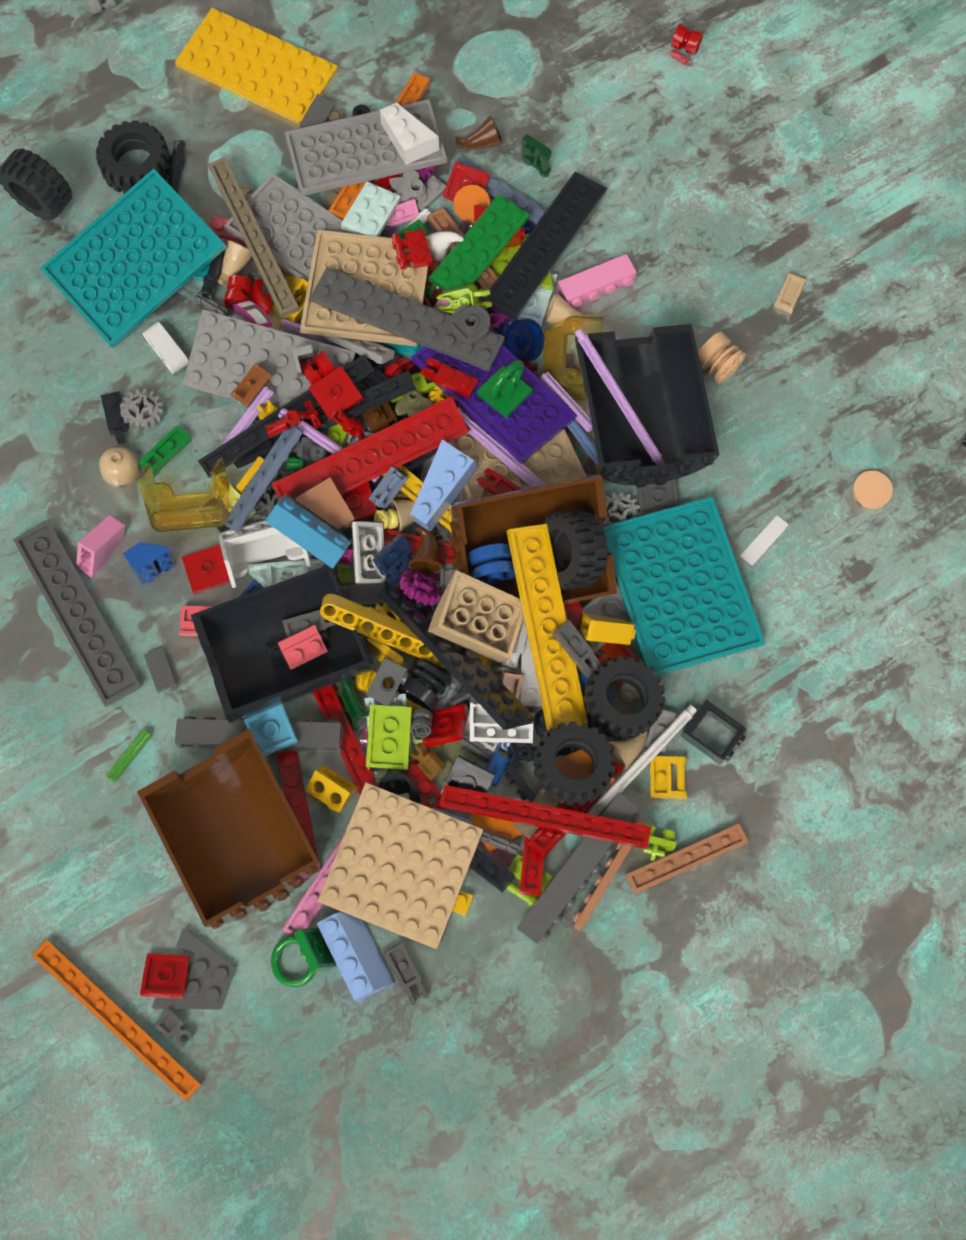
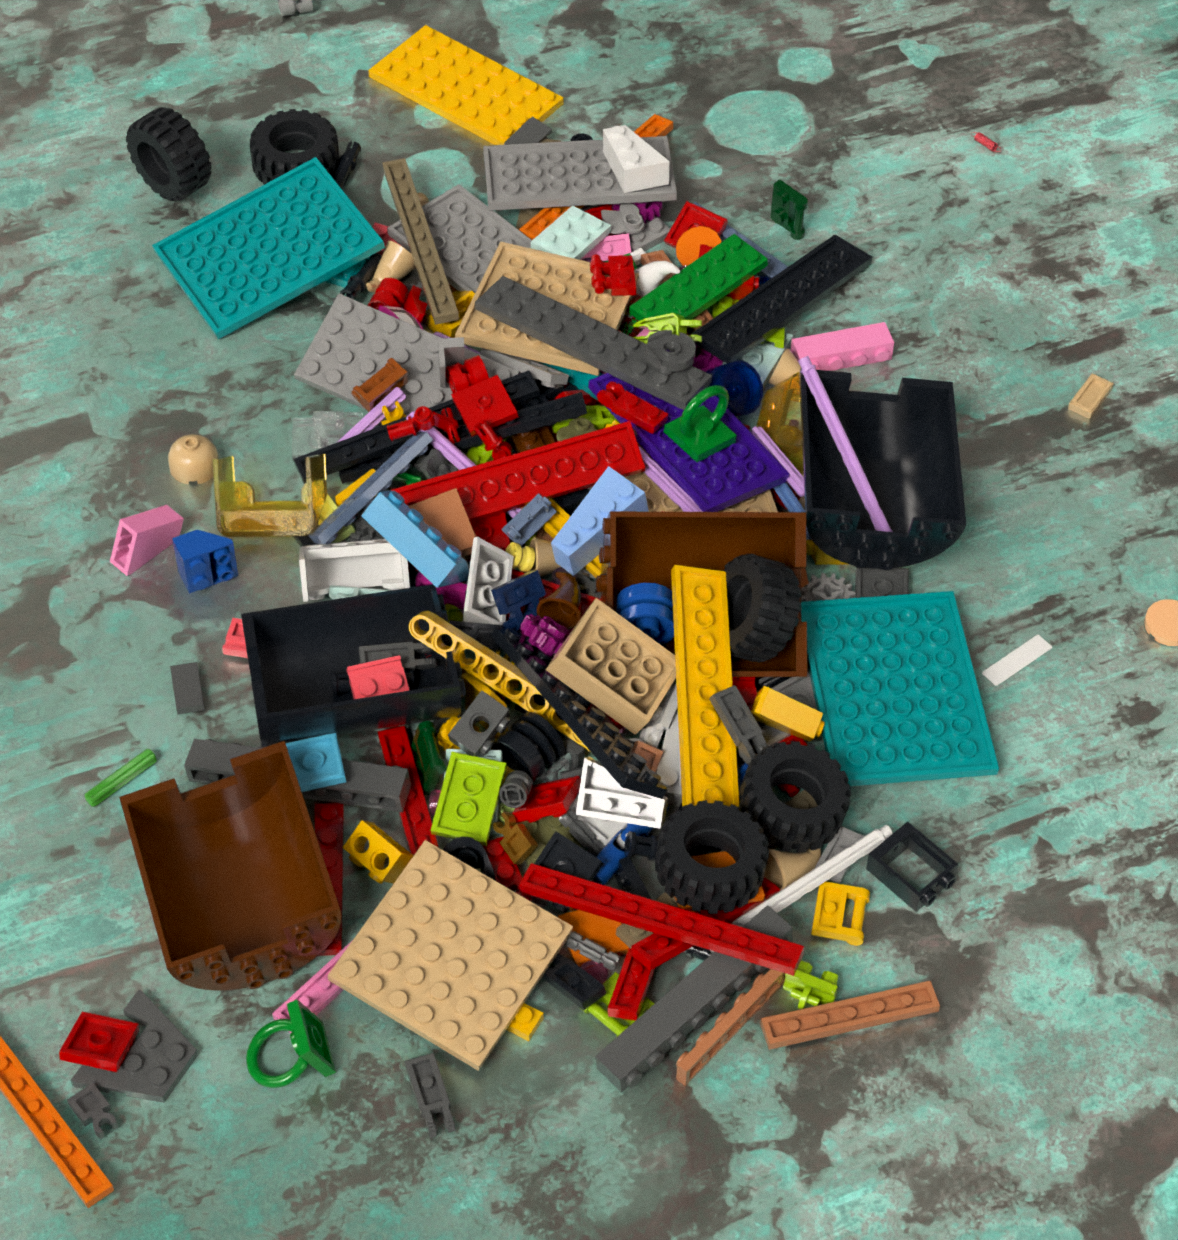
camera: 10 degrees right, 20 degrees down
(77, 613) = (98, 611): dark grey plate -> none
(115, 423) = (203, 407): black hinge -> none
(133, 405) = (237, 403): light grey gear -> none
(165, 347) = (282, 344): white beam -> none
(166, 450) = (259, 450): green plate -> none
(206, 569) = (275, 585): red plate -> none
(355, 955) = (364, 1059): light blue slope -> none
(483, 137) = (726, 187): reddish brown hat -> none
(687, 39) = (997, 122): red wheel -> none
(723, 360) = (987, 445): light nougat wheel -> none

